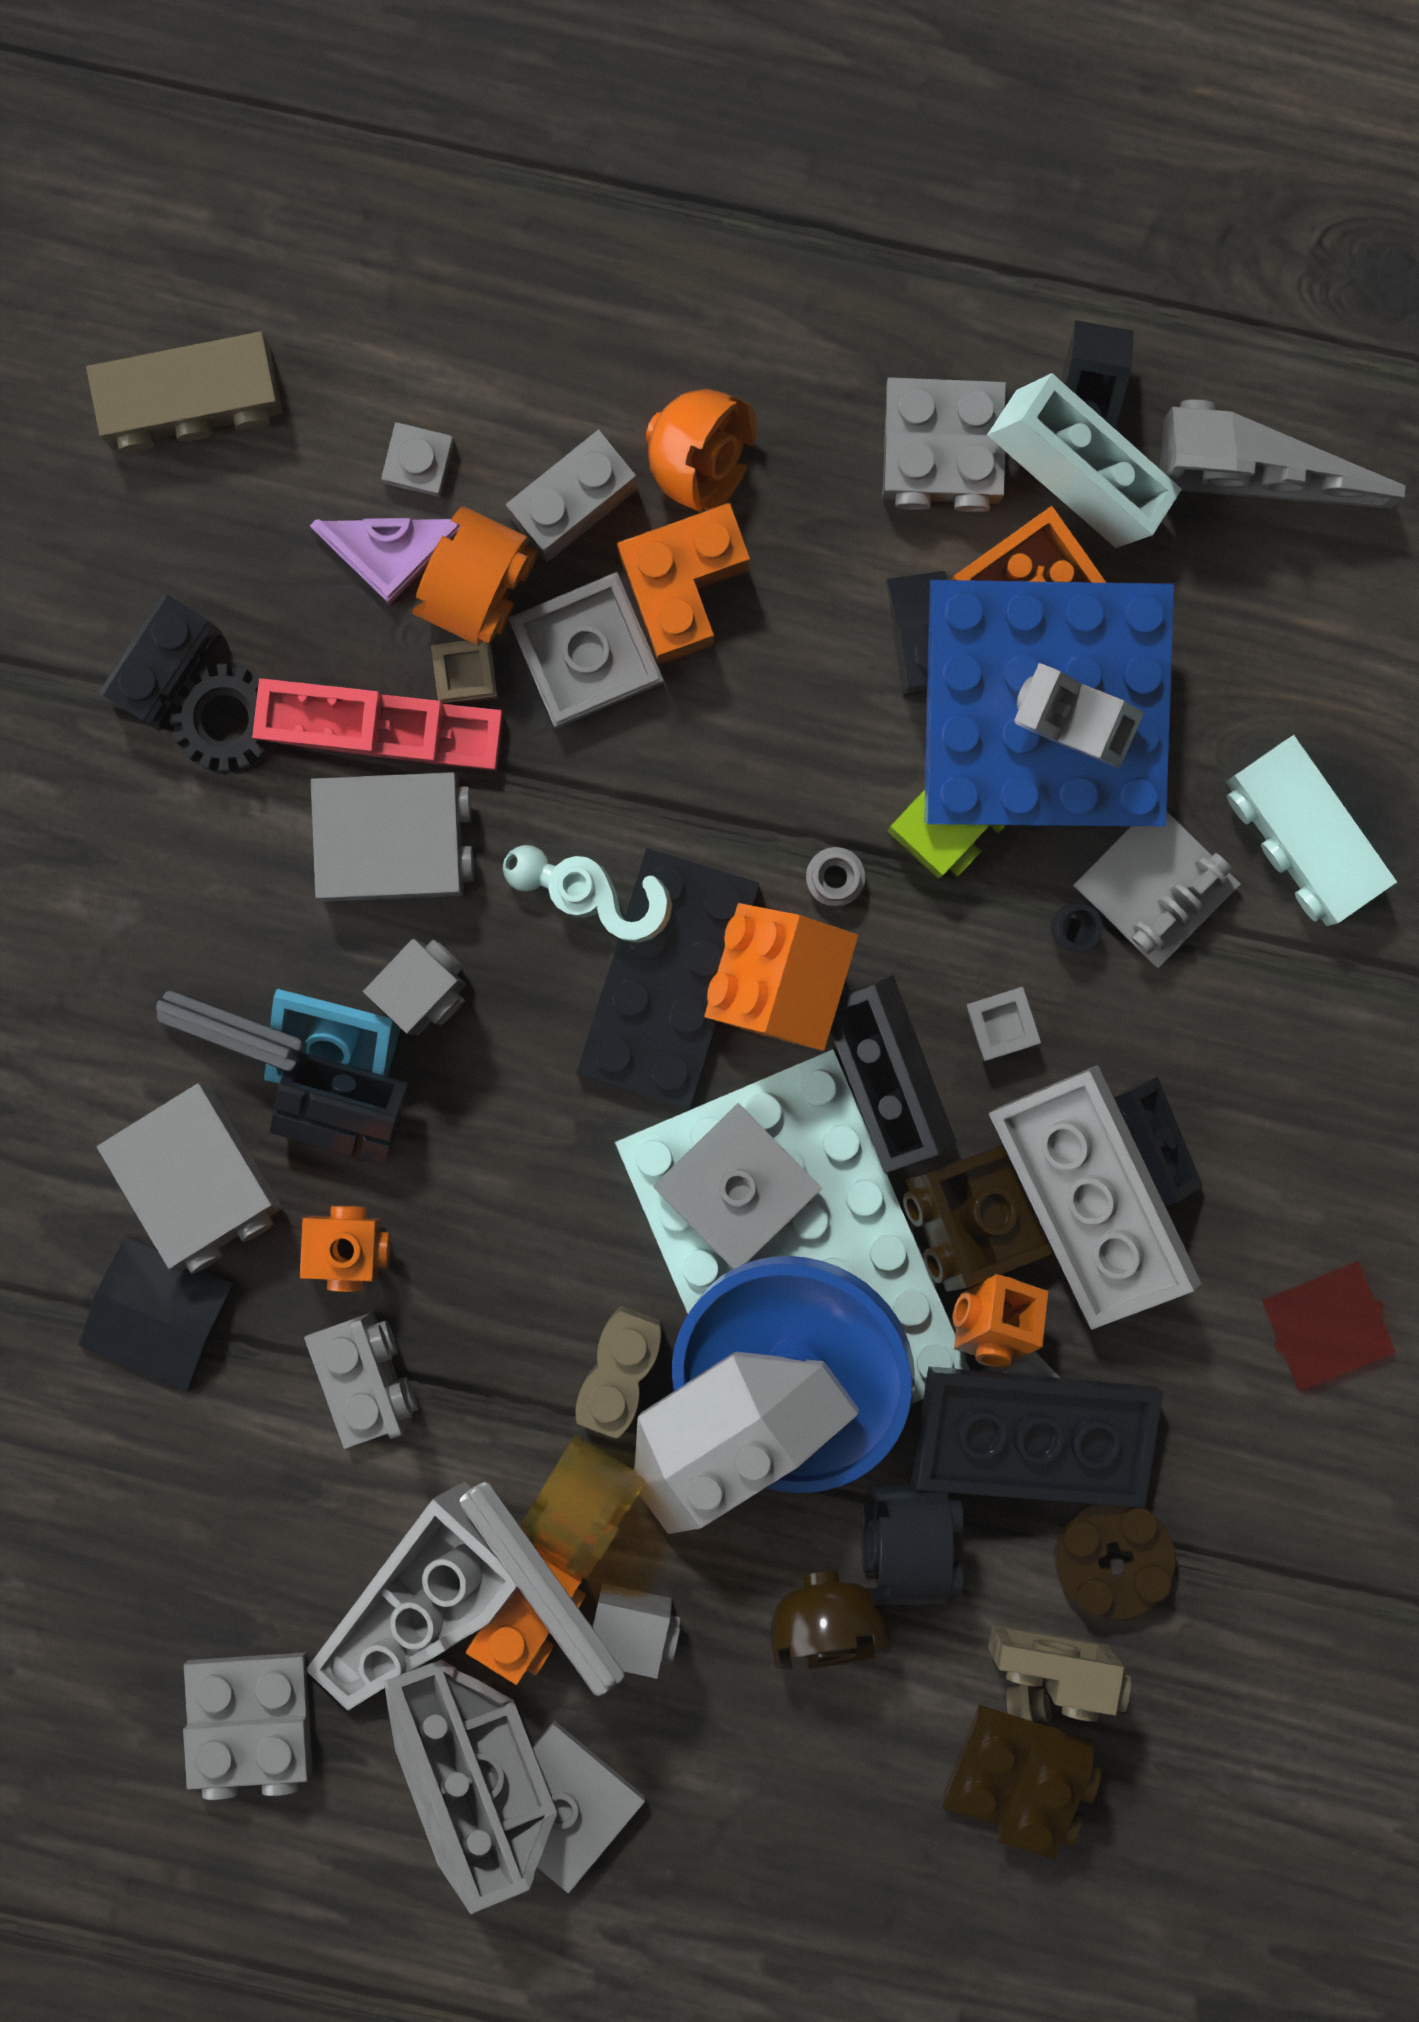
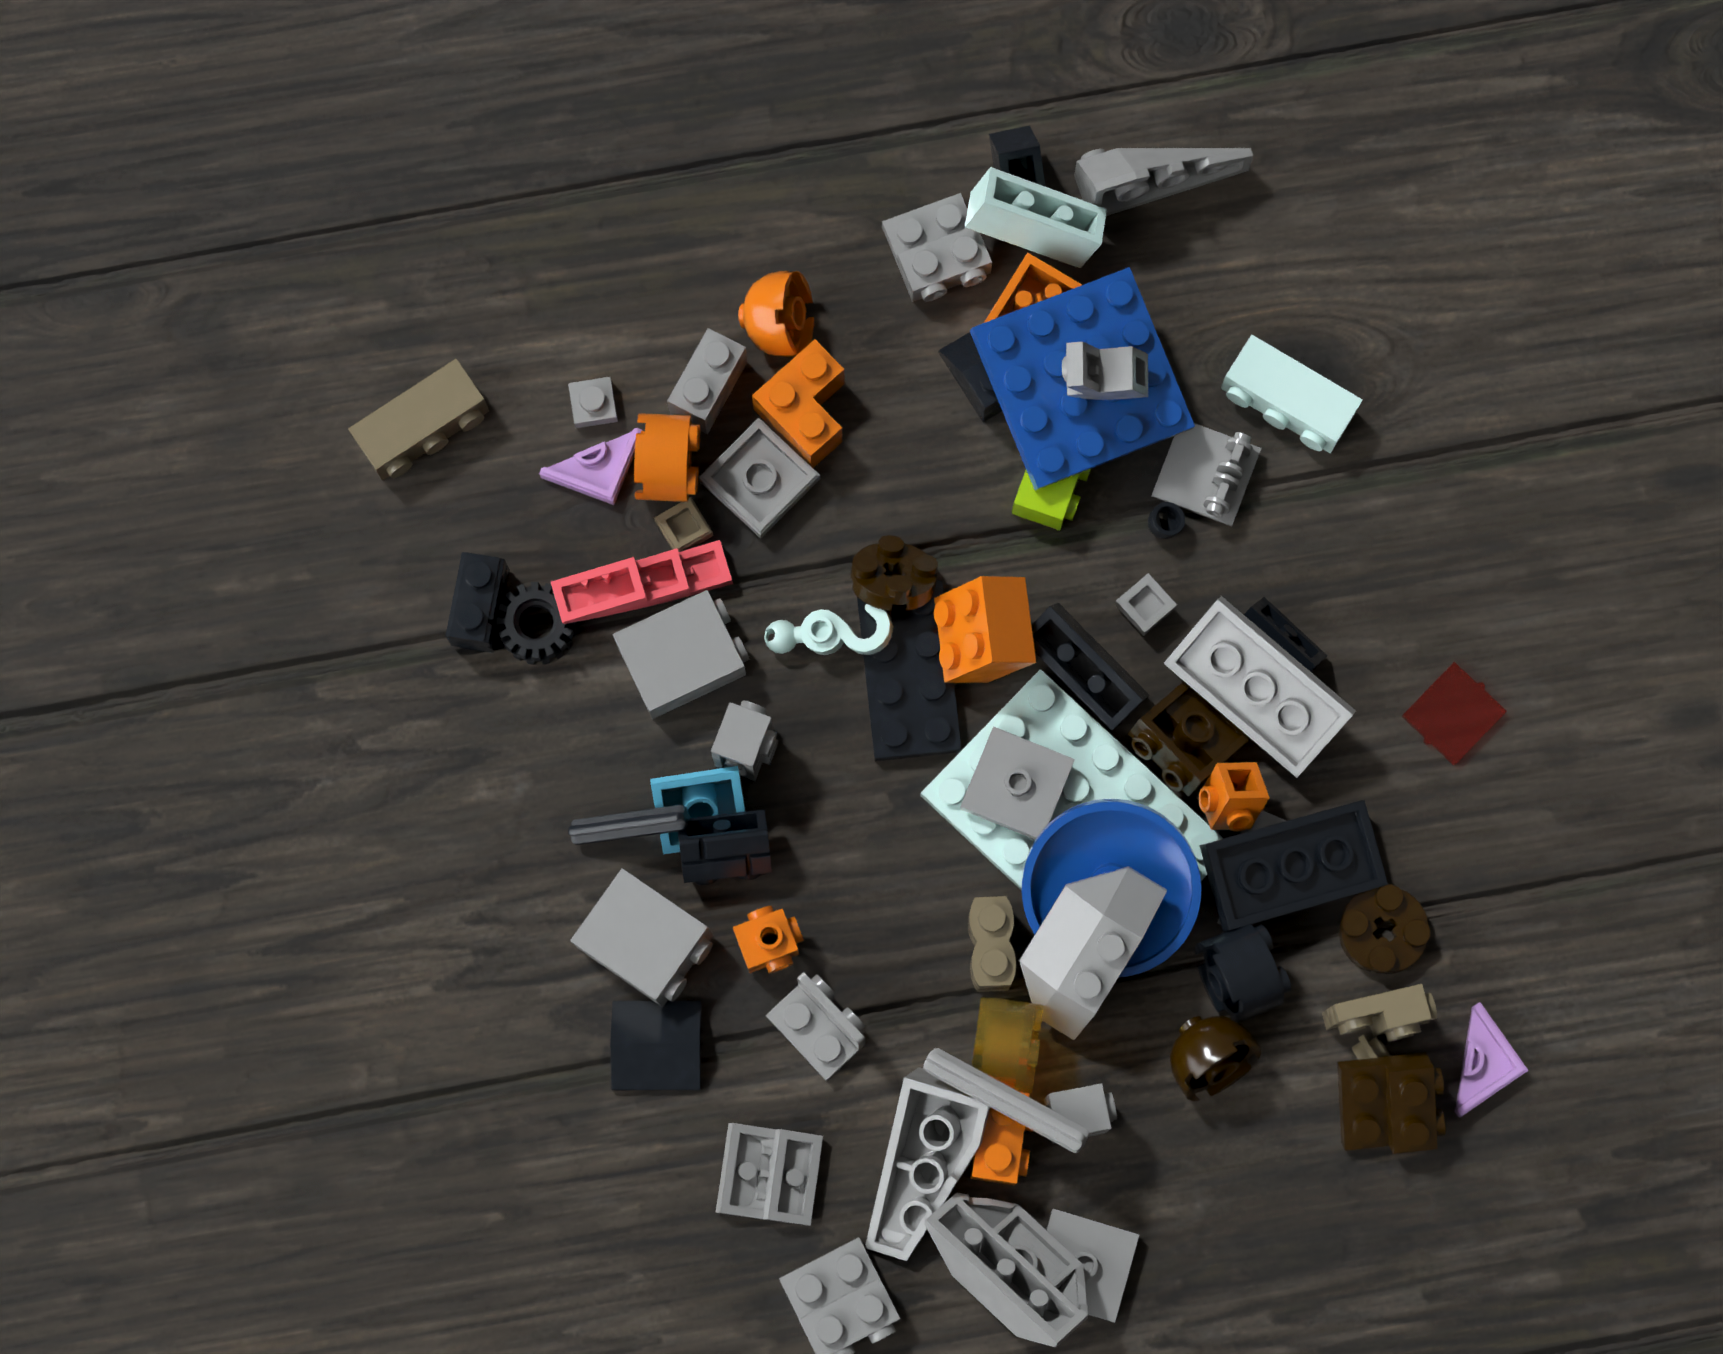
camera: 25 degrees left, 10 degrees down
(227, 1532) = (769, 1174): none -> light grey slope
(708, 826) = (912, 572): none -> dark brown plate
(840, 858) = (991, 543): light grey plate -> none
(1166, 1777) = (1487, 1062): none -> lavender tile

